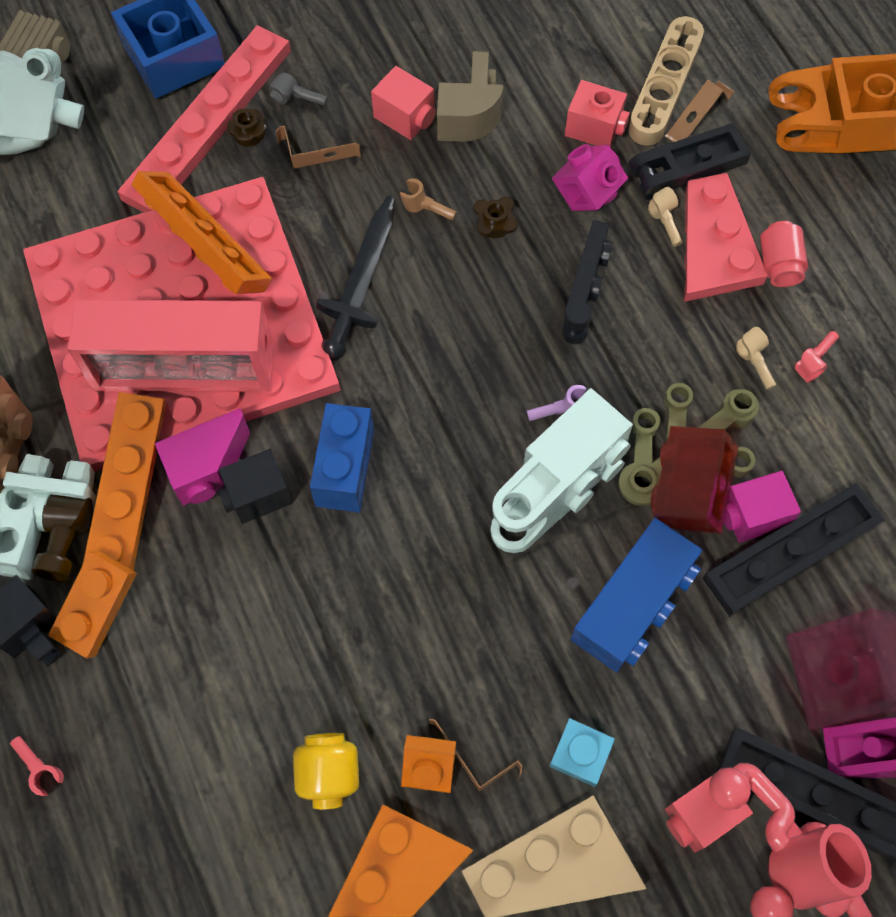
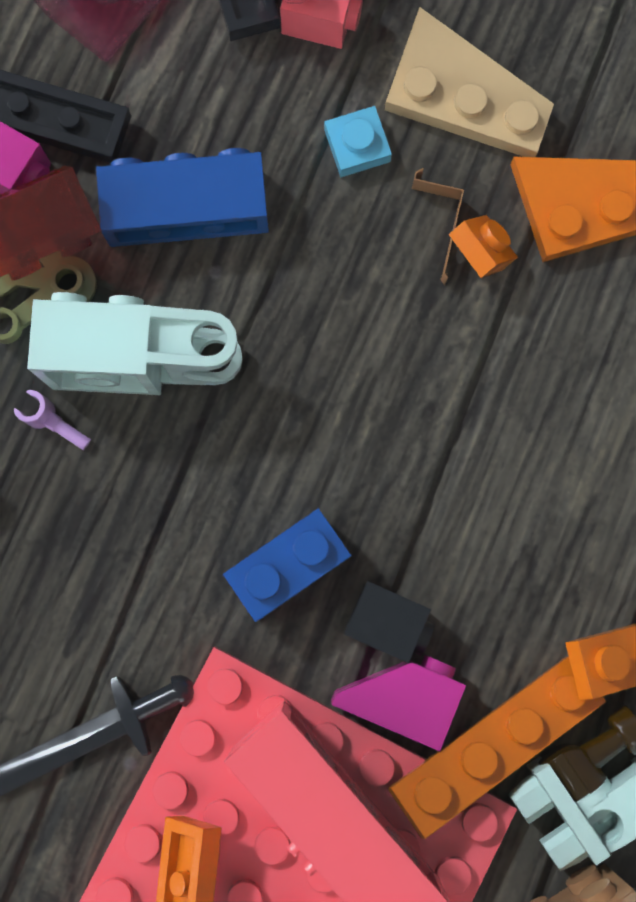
camera: 135 degrees left, 15 degrees up
(325, 770) = (565, 322): yellow head -> none

